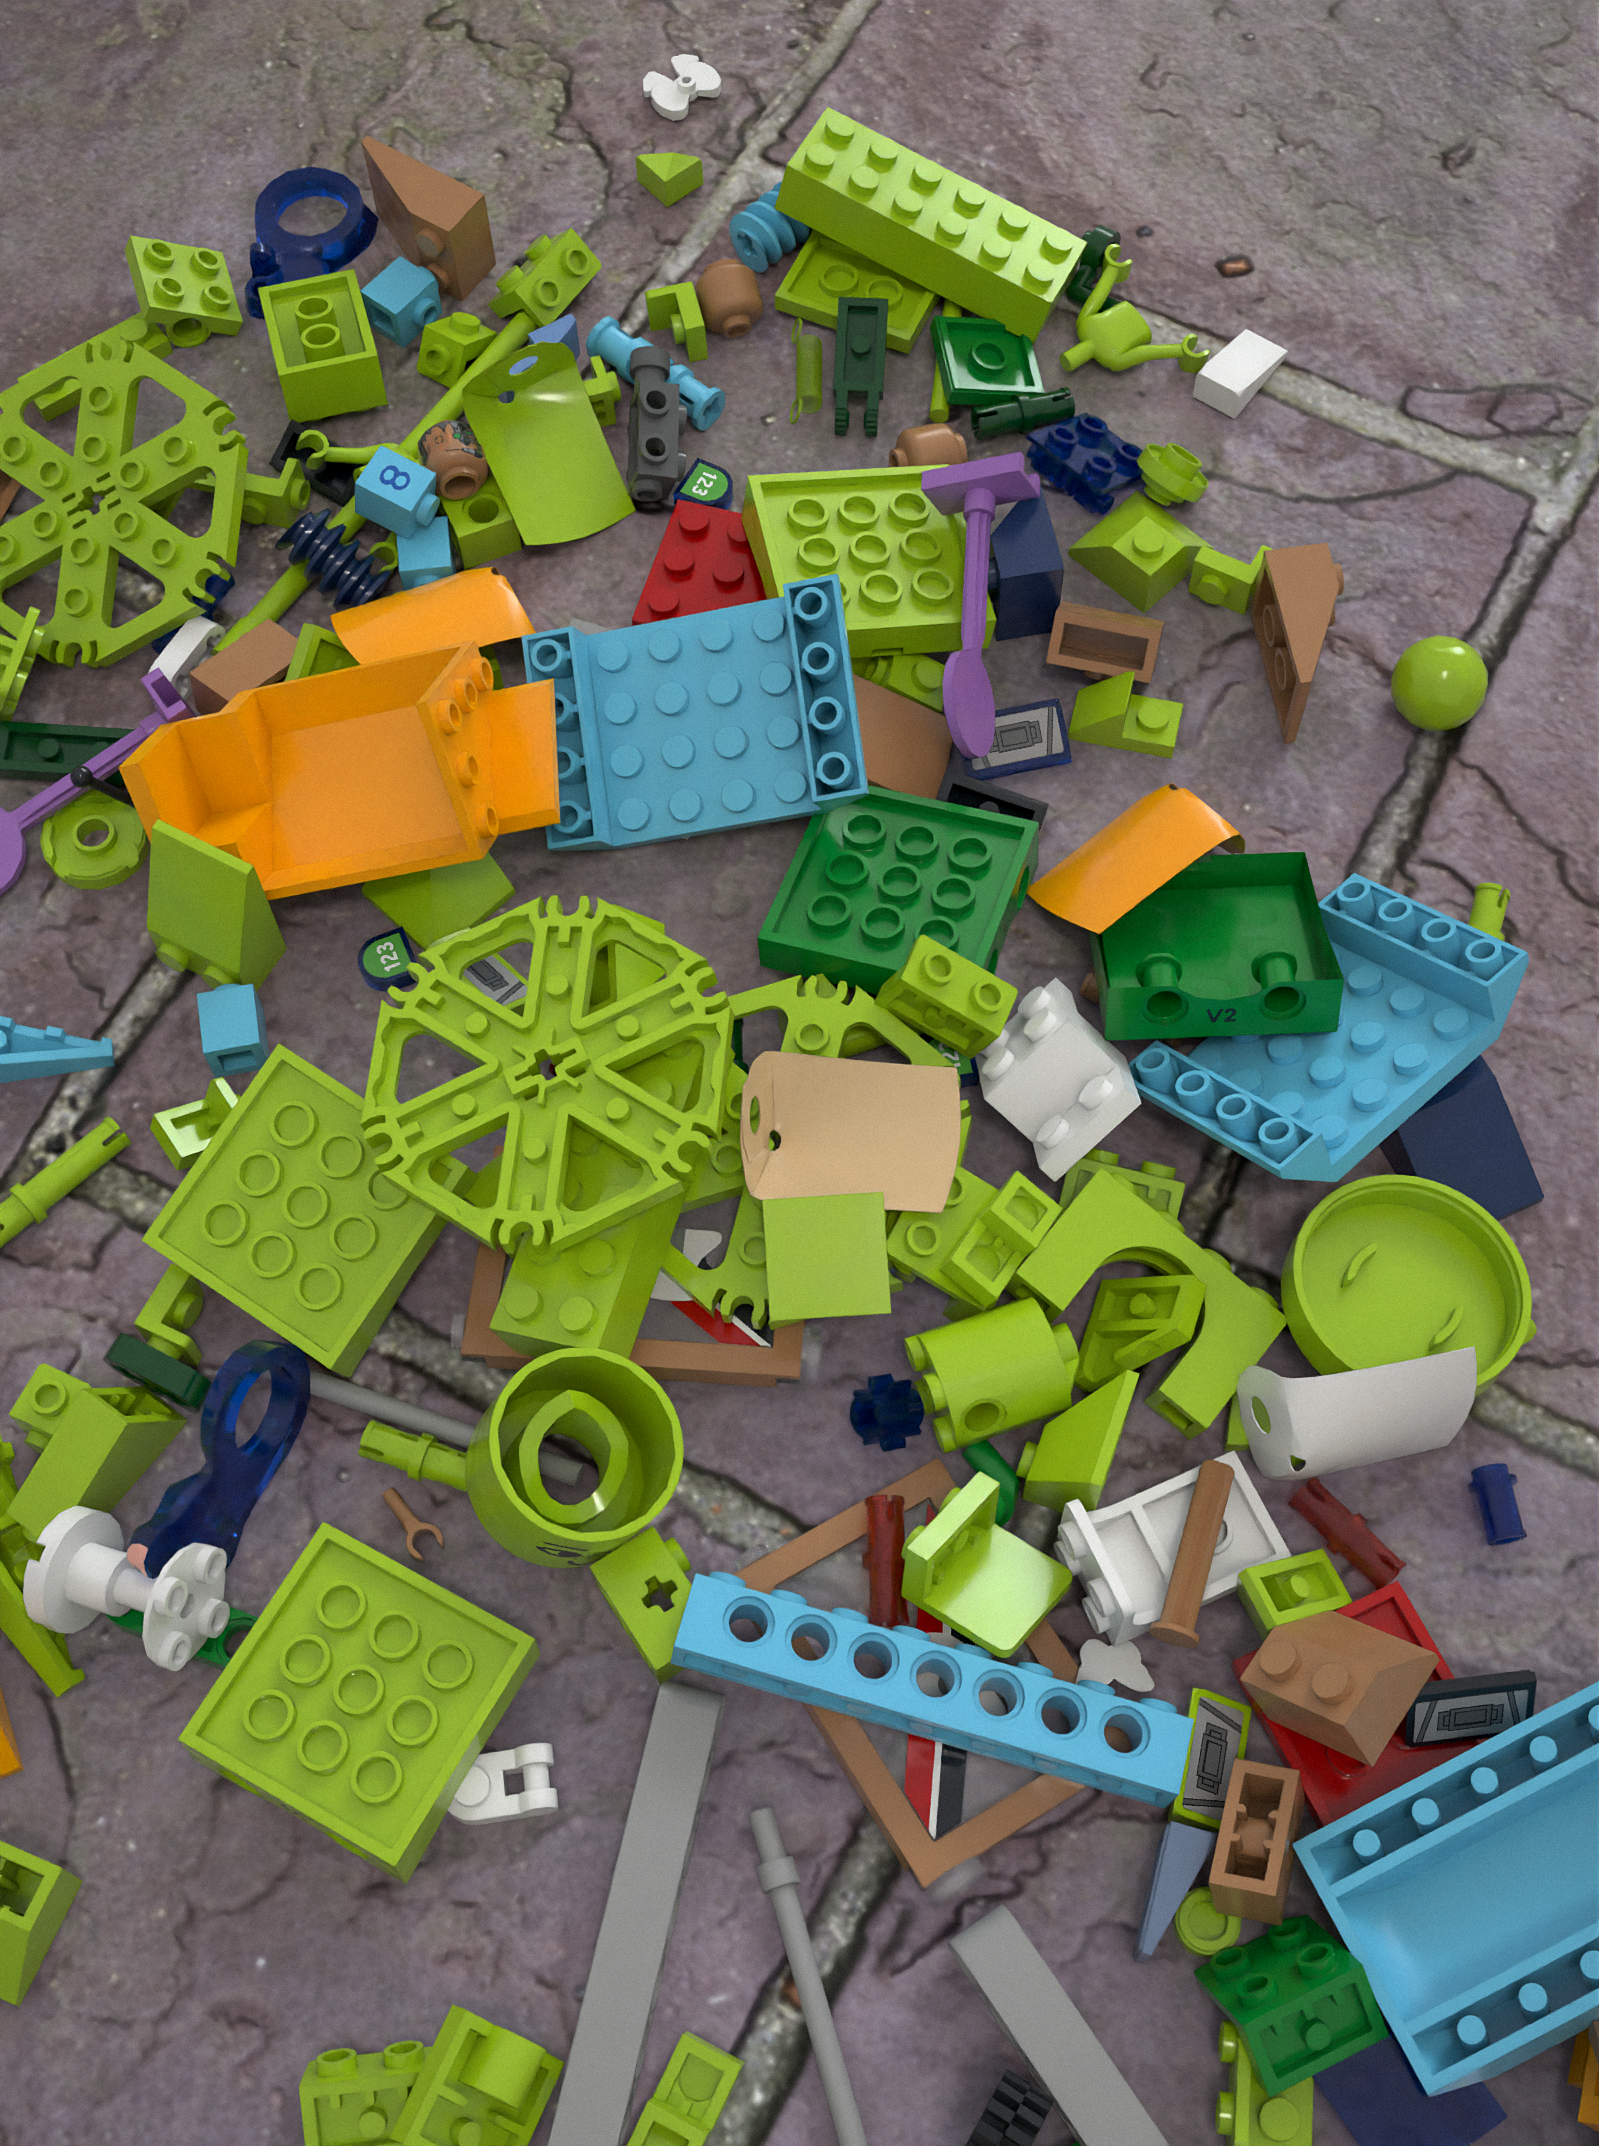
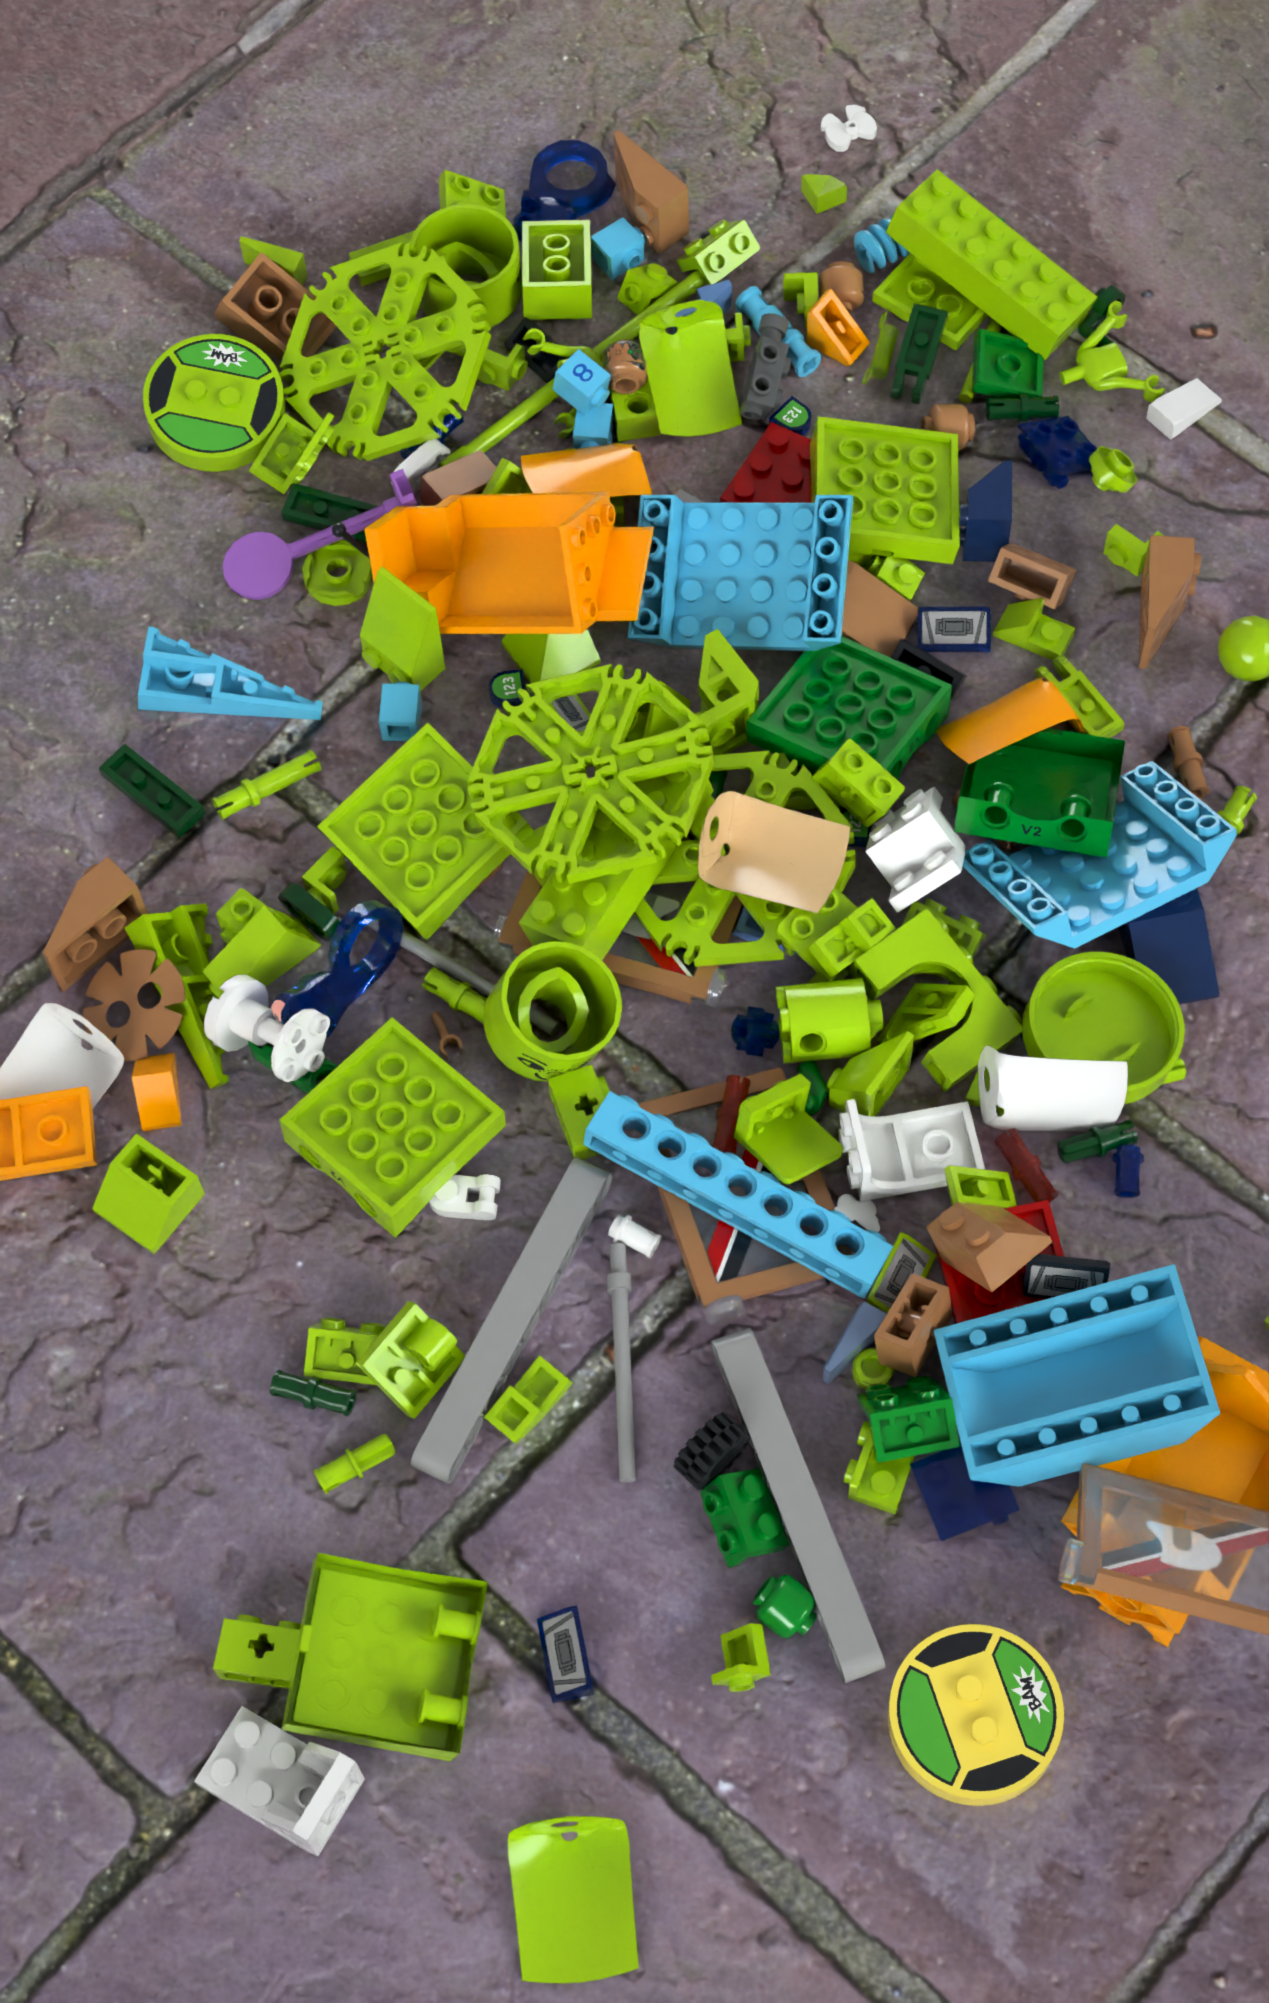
camera: 15 degrees right, 0 degrees up
(190, 1127) = (359, 766): lime bracket -> none
(200, 330) = (476, 243): none -> lime piece
(333, 561) = (531, 420): dark blue piece -> none
(715, 903) = (727, 695): none -> lime bracket
(734, 356) = (834, 330): none -> light orange slope
(782, 1789) = (634, 1235): none -> white pin
(826, 1256) = (738, 924): lime piece -> none
(975, 491) = (925, 585): medium lavender piece -> none
(1139, 551) = (1076, 518): lime slope -> none
(1194, 1556) = (922, 1155): medium nougat axle -> none
(1256, 822) = (1086, 701): none -> lime hinge
(1396, 862) = (1187, 761): none -> medium nougat pin
(1439, 1469) = (1096, 1142): none -> dark green axle

